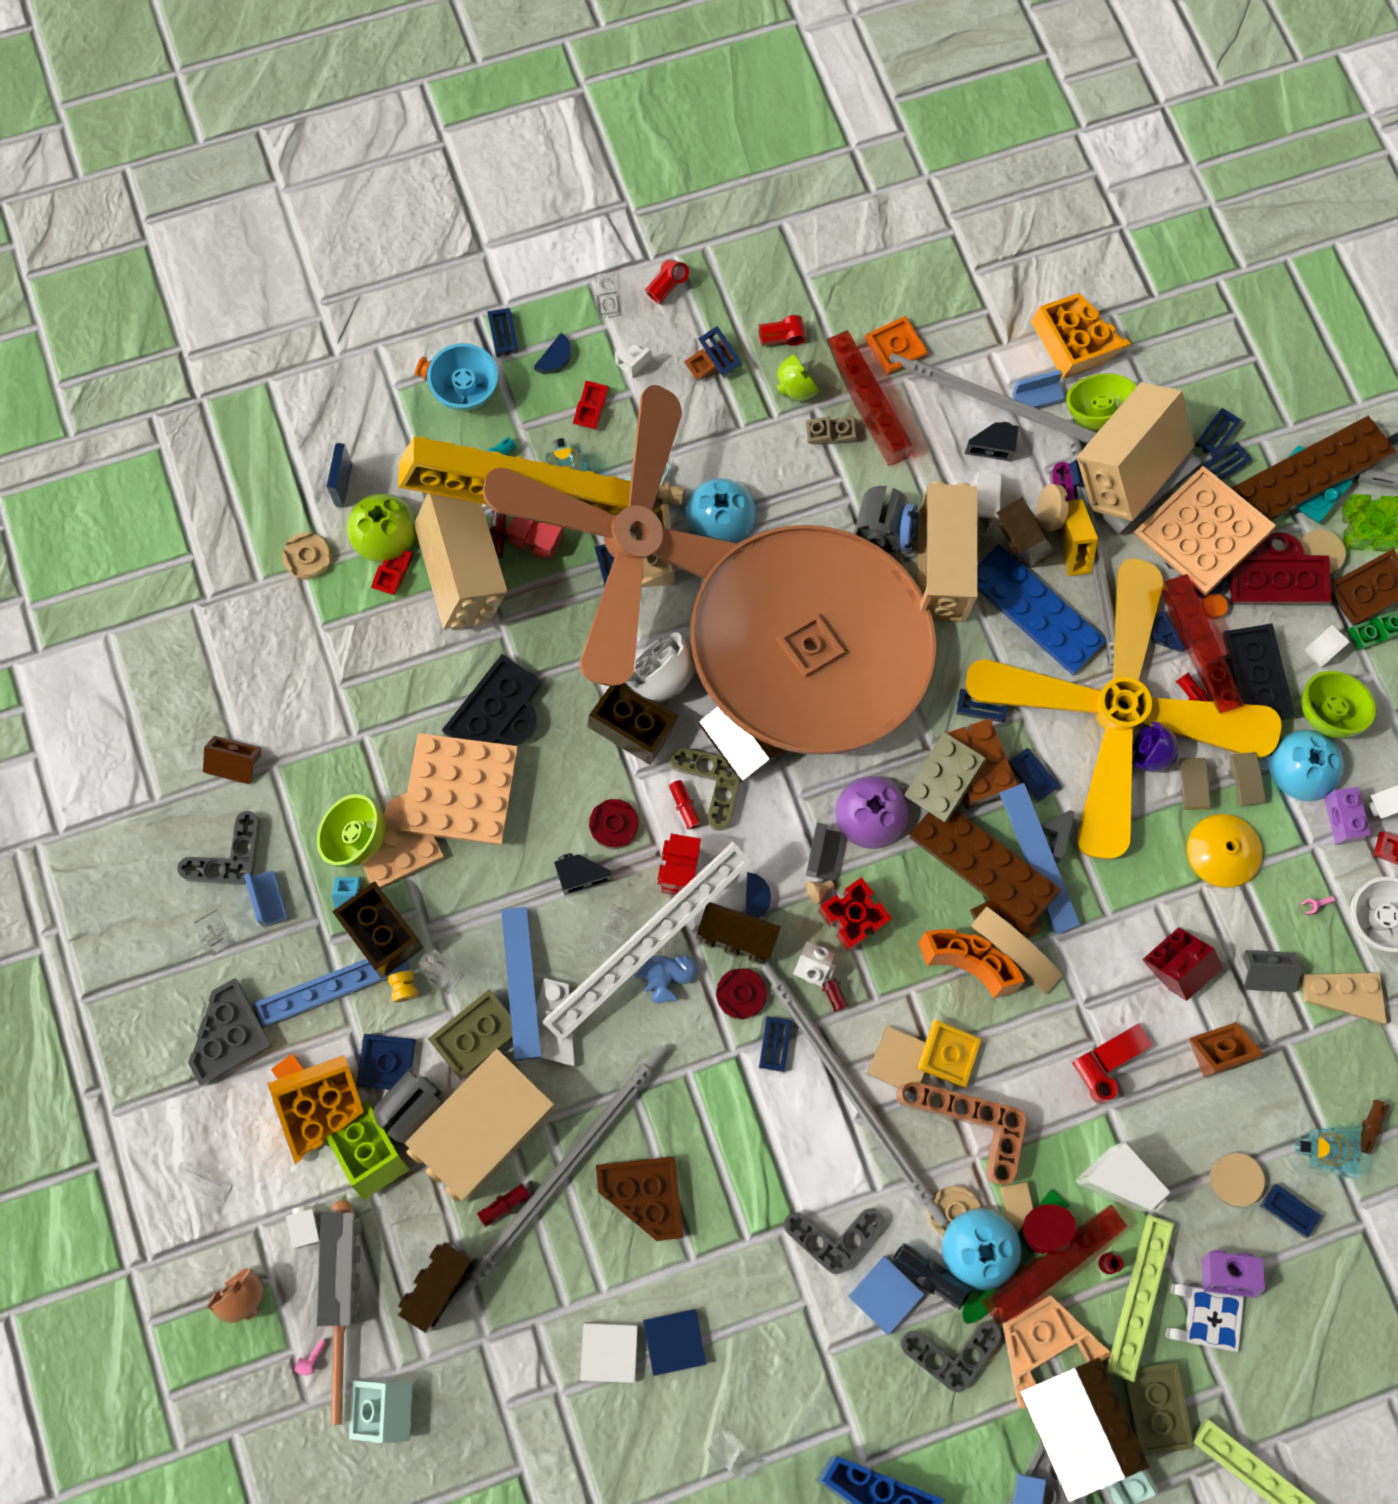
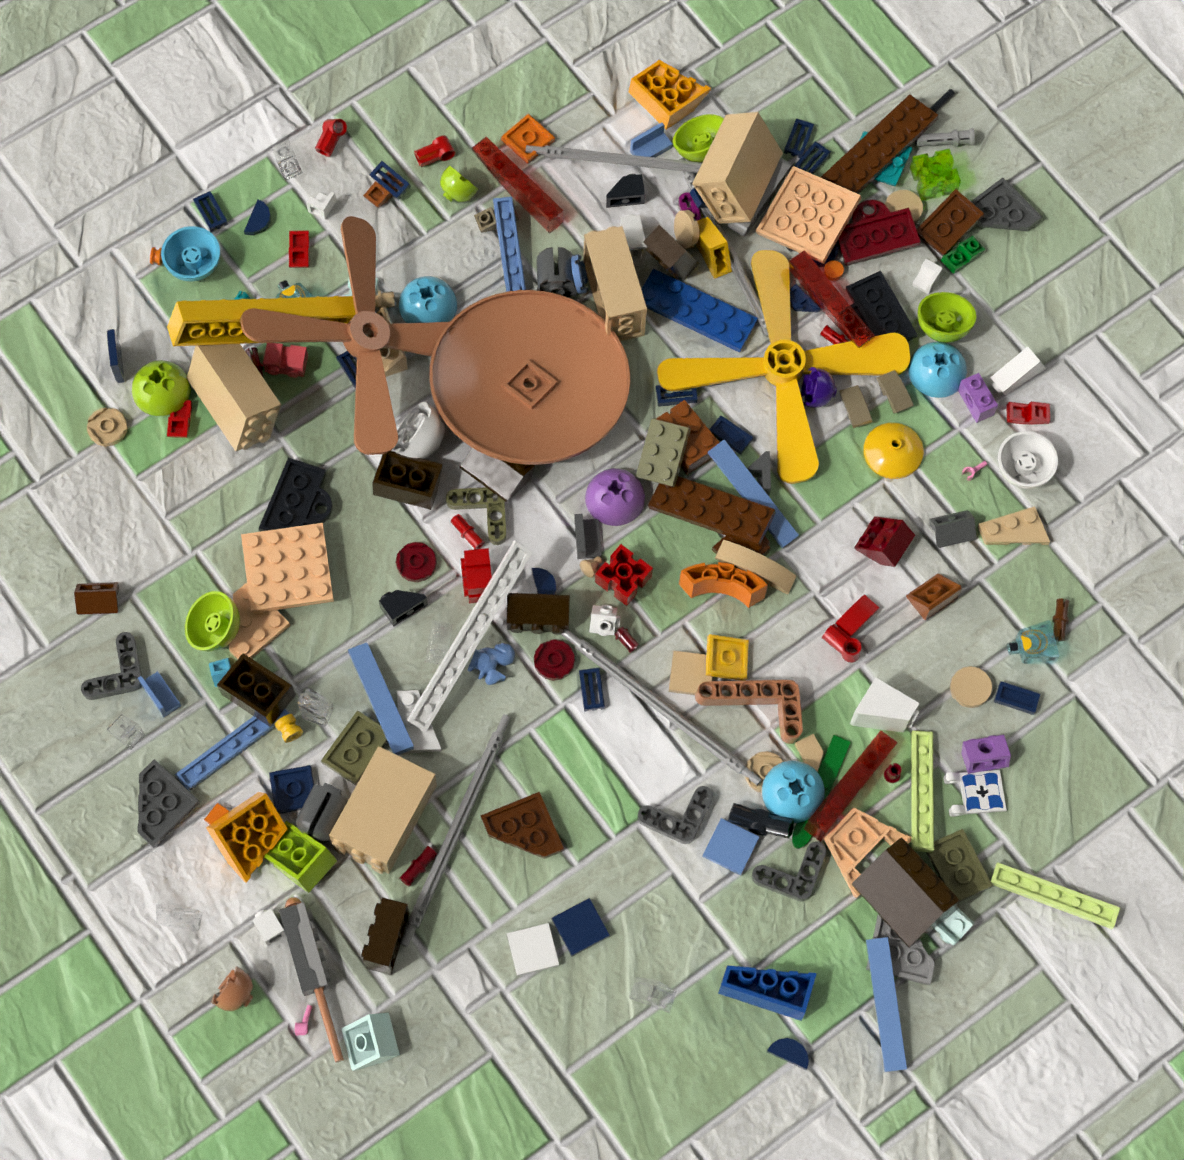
camera: 15 degrees left, 5 degrees down
(836, 468) = (509, 244): none -> medium blue tile
(1050, 1229) = (839, 760): dark red tile -> none

